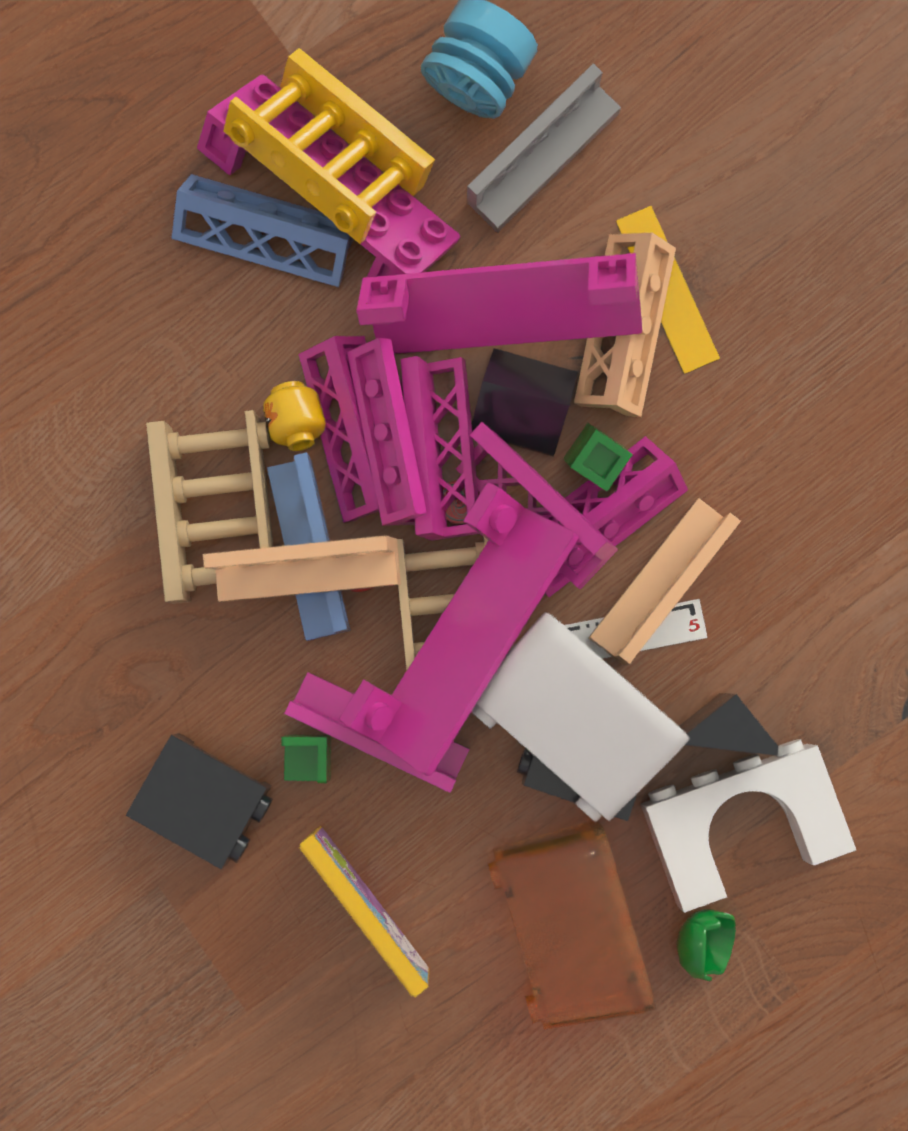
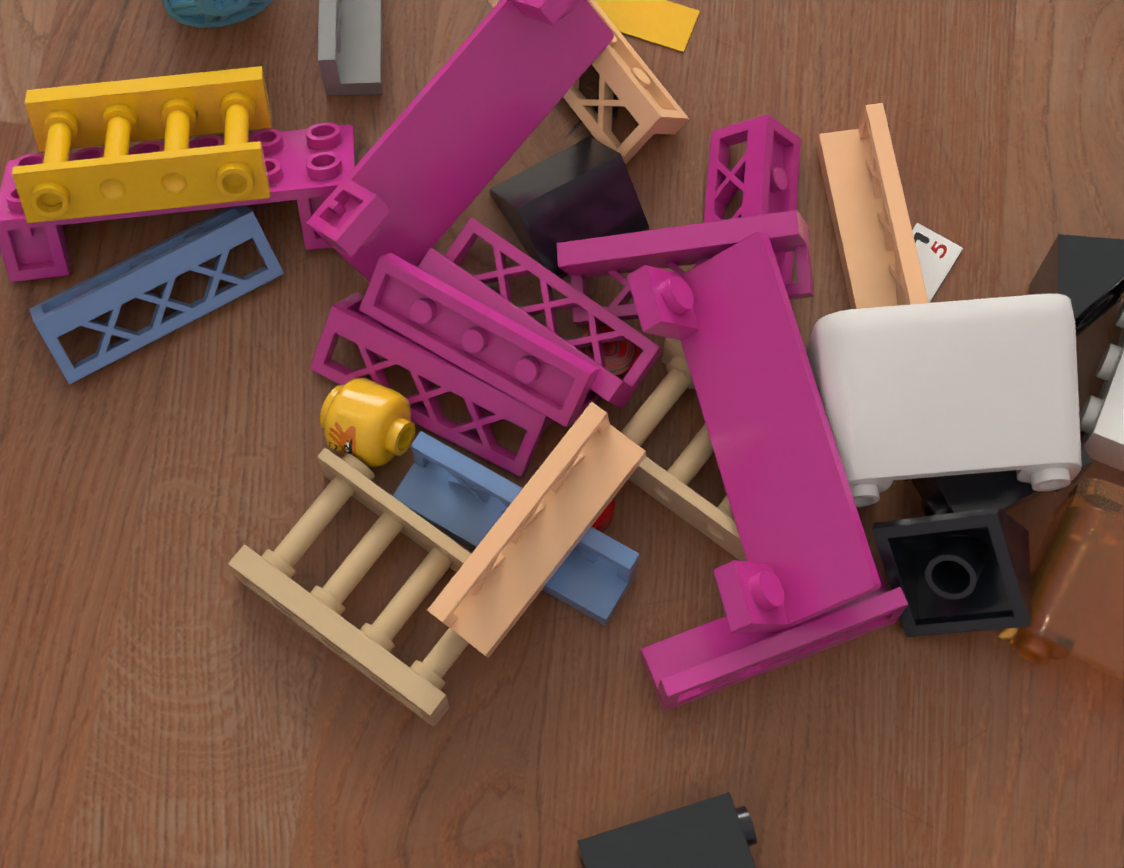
camera: 45 degrees left, 15 degrees down
(307, 758) = (732, 728): green panel -> none
(366, 911) = (958, 805): yellow tile -> none
(495, 804) = (958, 571): none -> black slope
(597, 457) = (691, 179): green panel -> none

